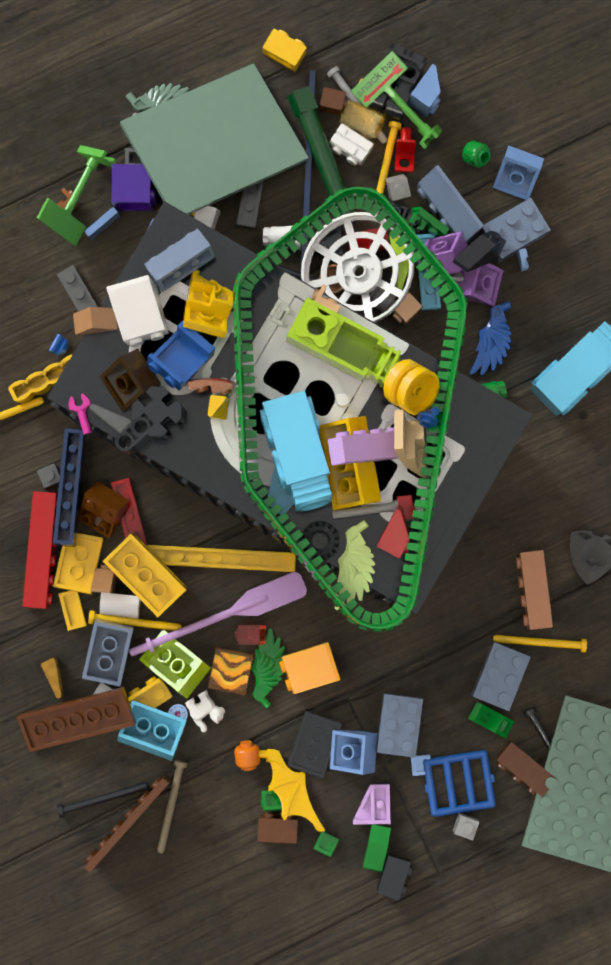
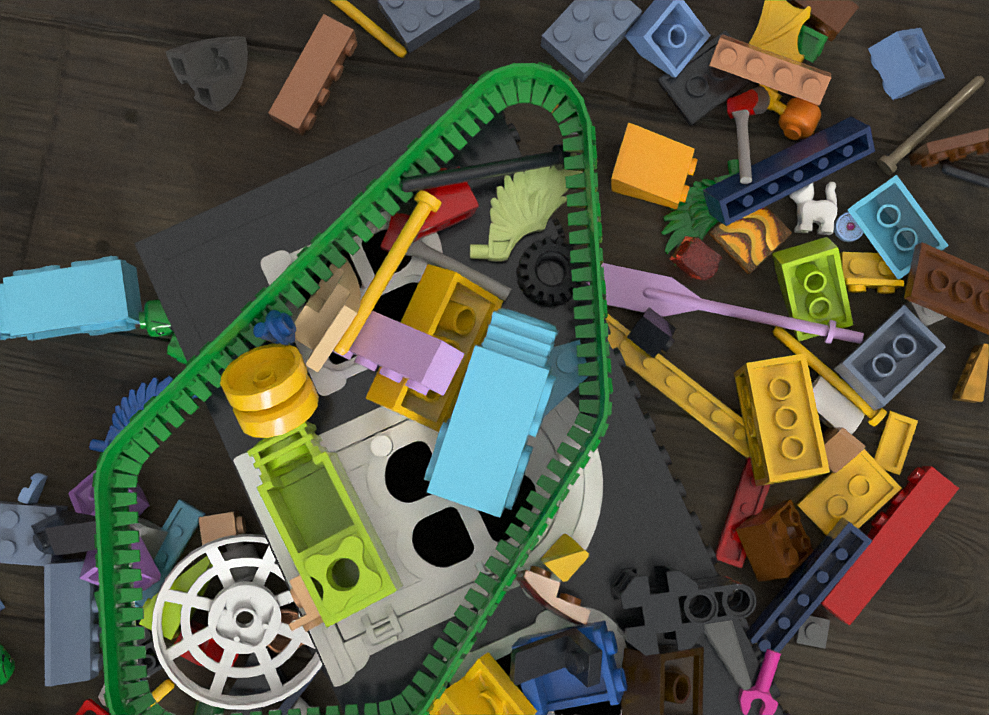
camera: 145 degrees left, 0 degrees up
(193, 358) = (561, 650): none -> black bracket
(208, 830) = (905, 63): none -> medium blue slope
(233, 719) = (790, 170): none -> dark blue brick
(246, 576) = (652, 333): none -> black brick
(282, 768) = (770, 69): none -> nougat brick
(284, 739) = (740, 107): none -> piece
(387, 561) = (486, 170): none -> black bar
(397, 485) = (425, 205): none -> yellow bar
(521, 396) = (155, 319): none -> green head

